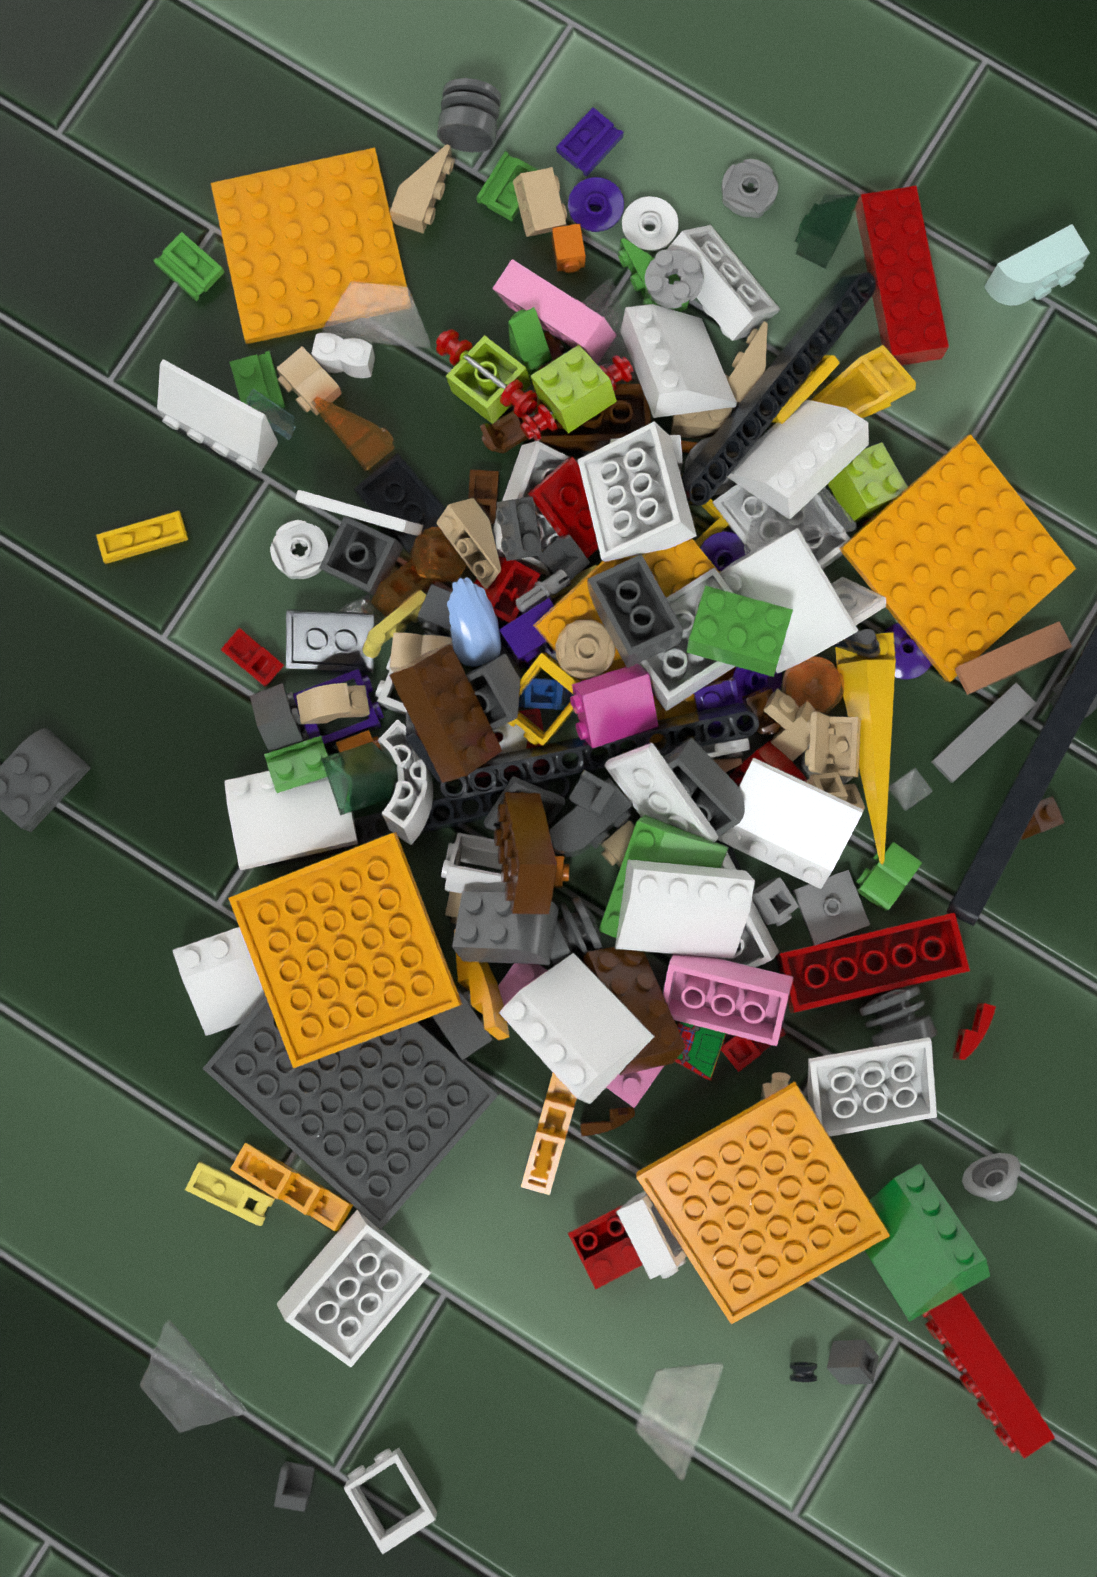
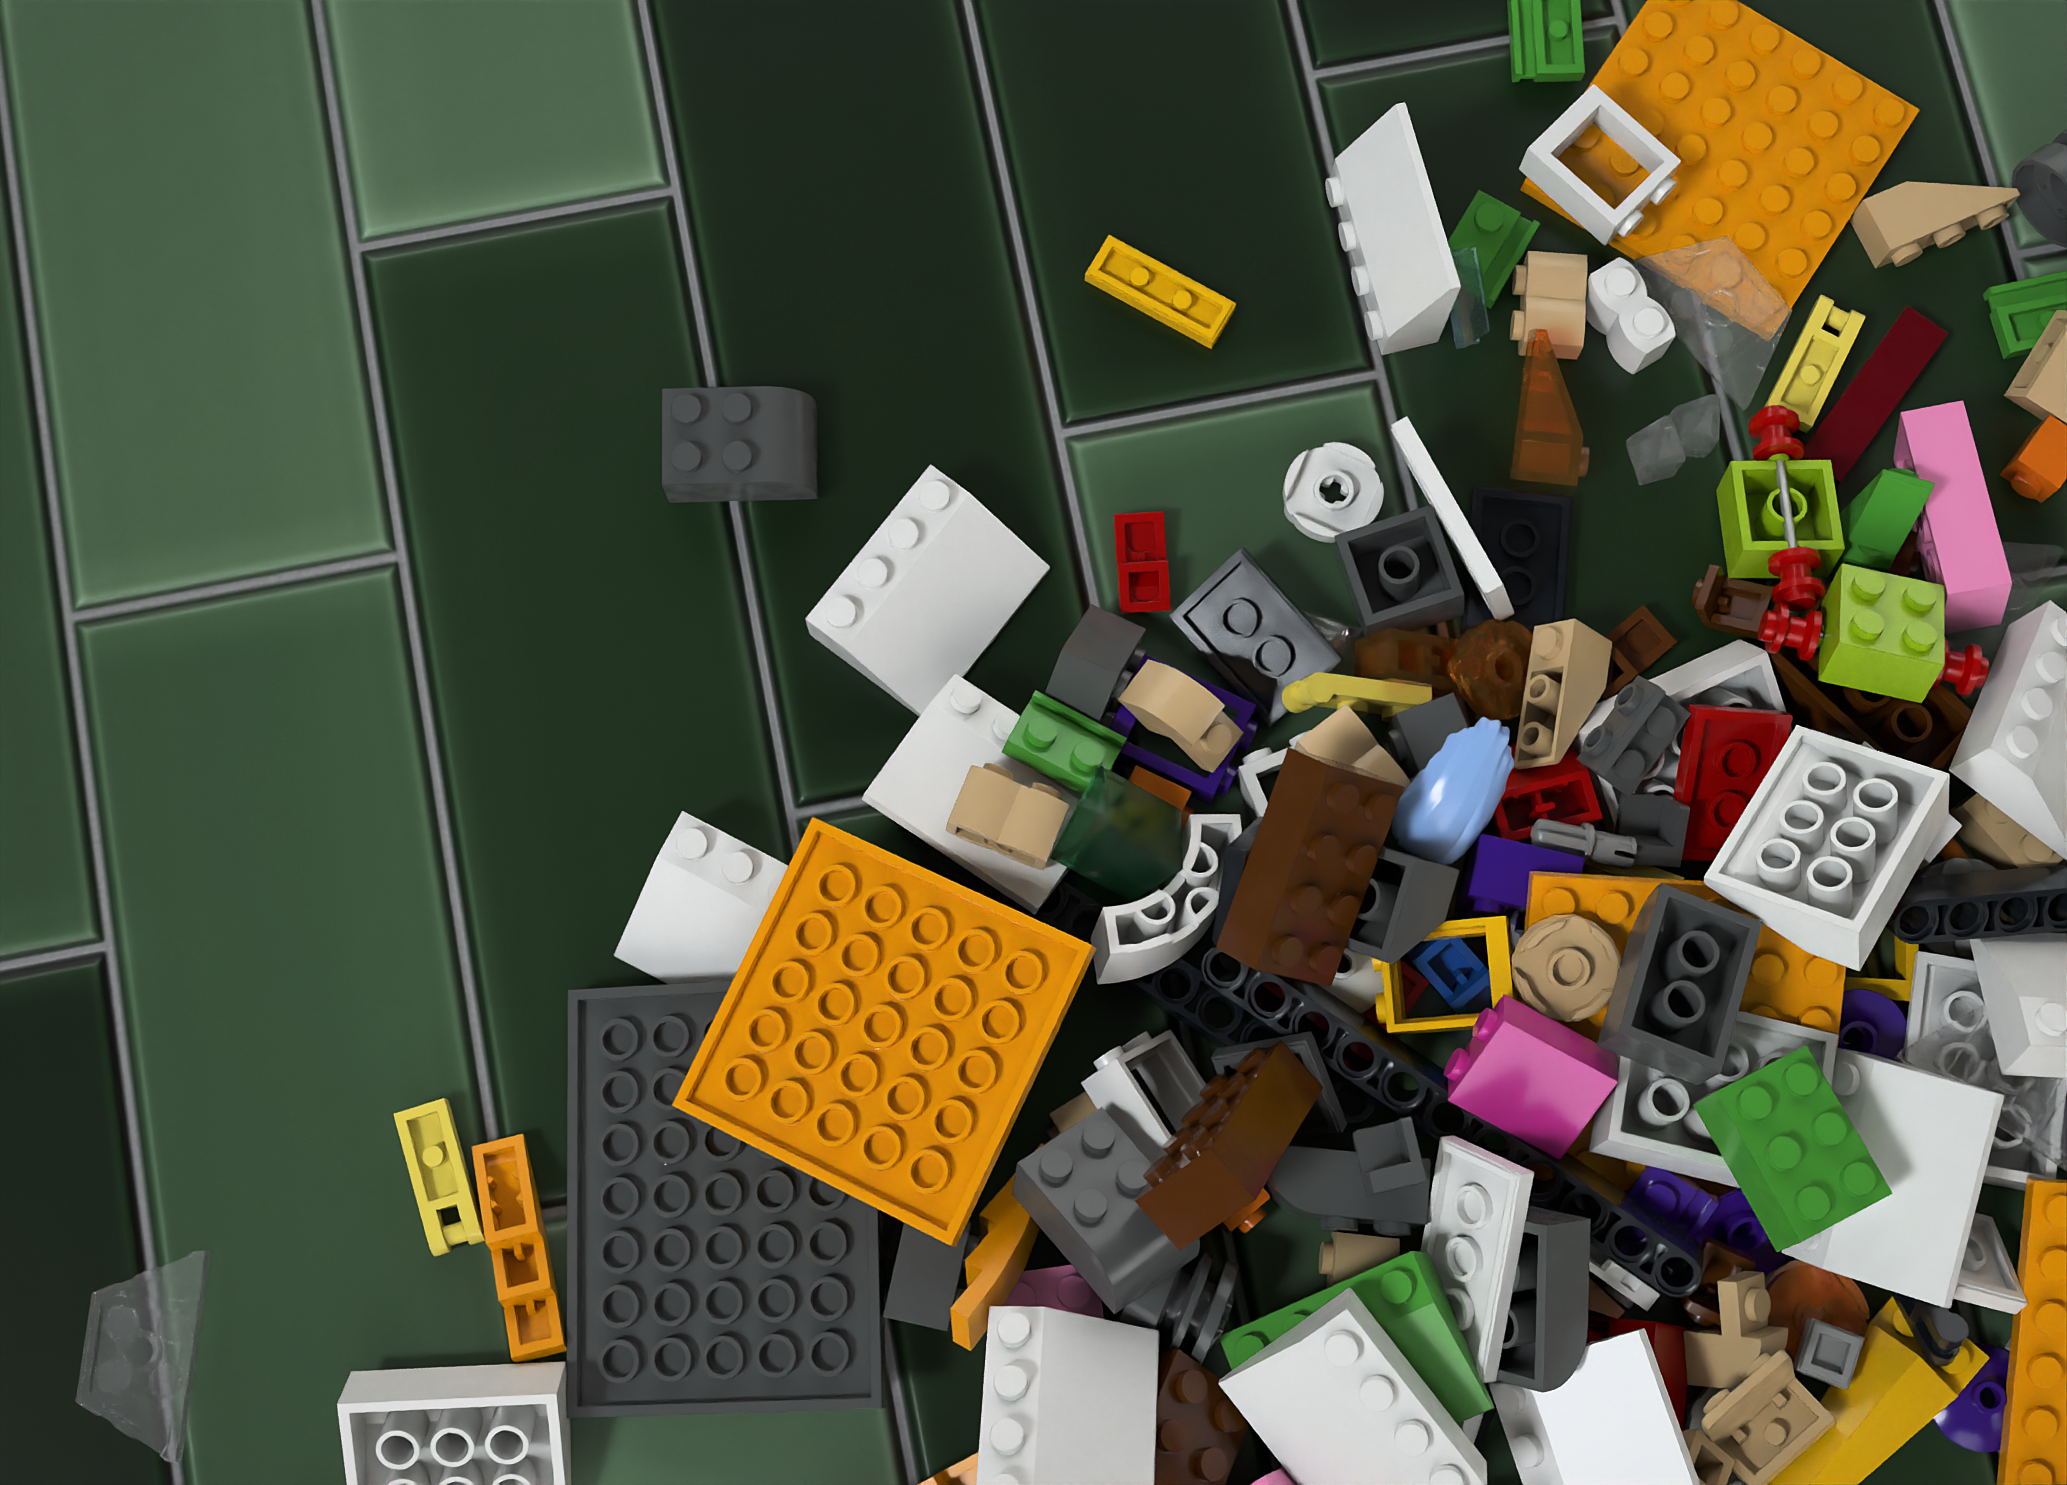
camera: 45 degrees right, 5 degrees down
(177, 759) = (927, 592): none -> white slope
(269, 326) = (1573, 195): none -> white window
(306, 816) = (1007, 815): none -> tan brick
(412, 400) = (1656, 451): none -> clear slope
(417, 374) = (1698, 425): none -> clear slope
(438, 298) = (1815, 361): none -> light yellow plate
(474, 288) = (1874, 392): none -> dark red tile
(831, 694) = (1827, 1353): none -> light grey tile

